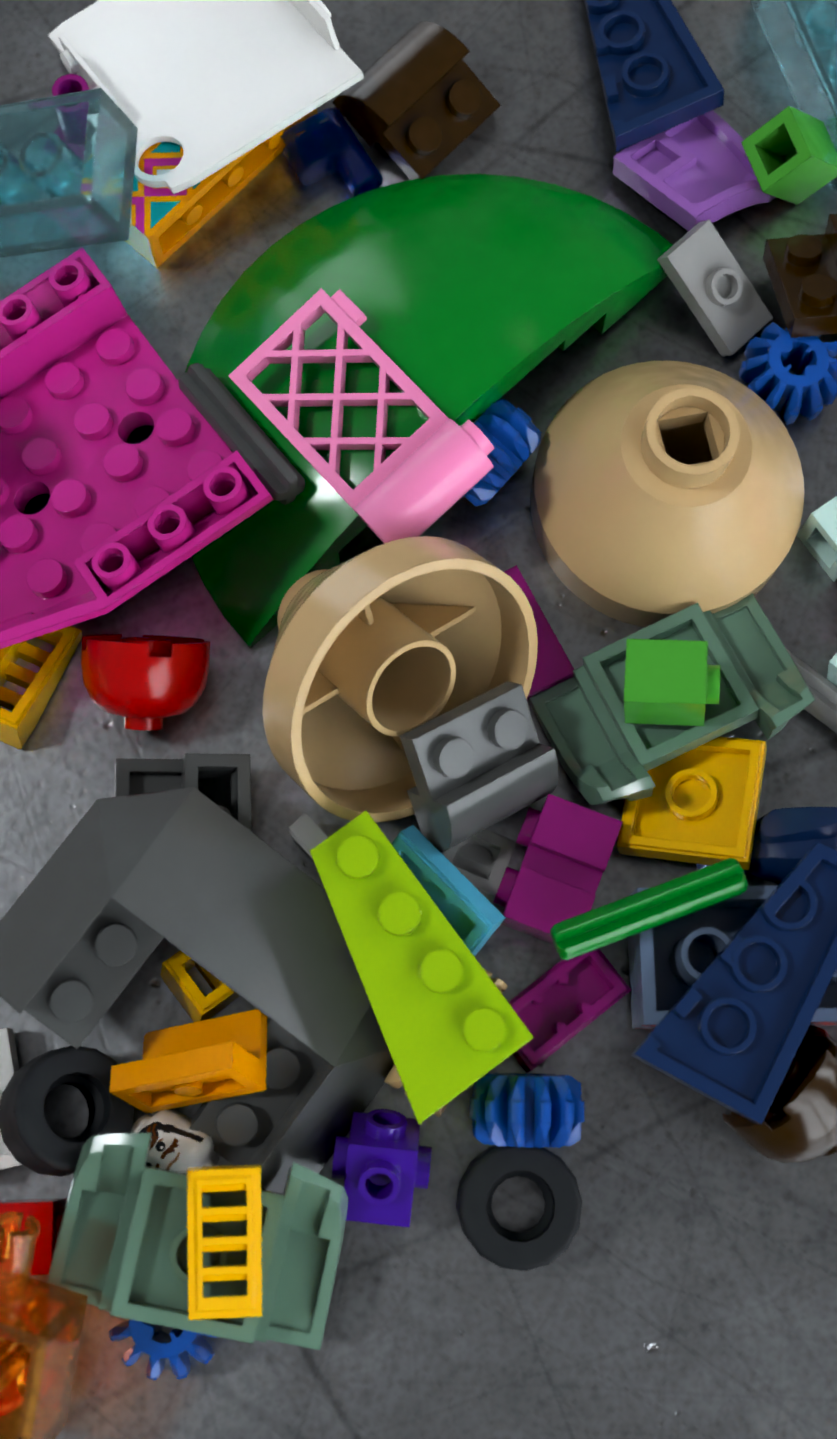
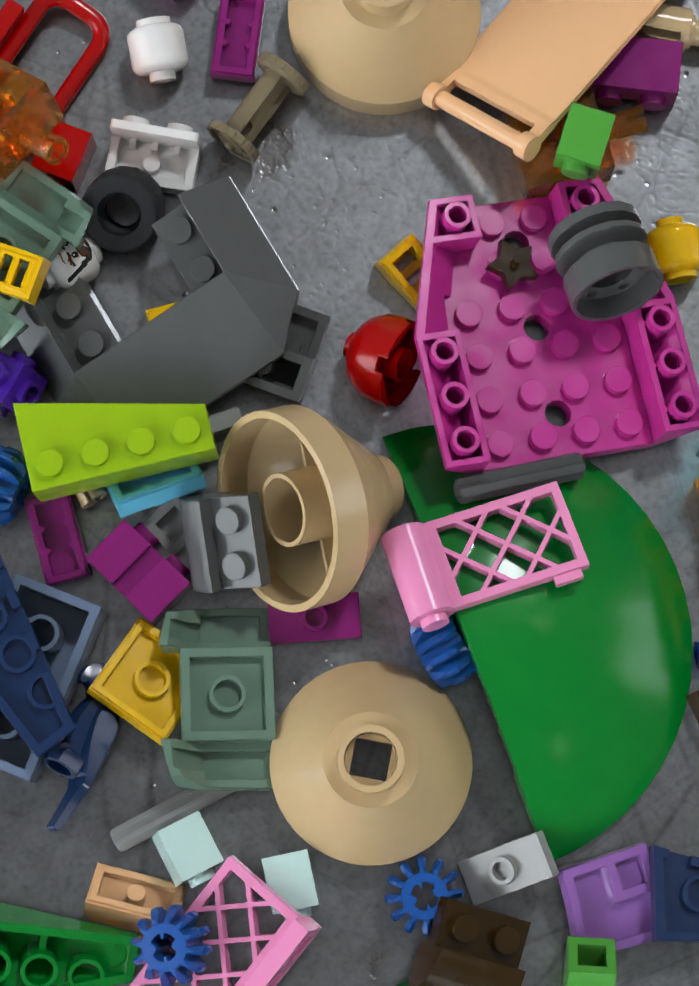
camera: 120 degrees right, 5 degrees up
(196, 1063) = (116, 295): light orange panel -> none
(648, 909) = (82, 604): green axle -> none
(669, 682) = (222, 684): bright green brick -> none

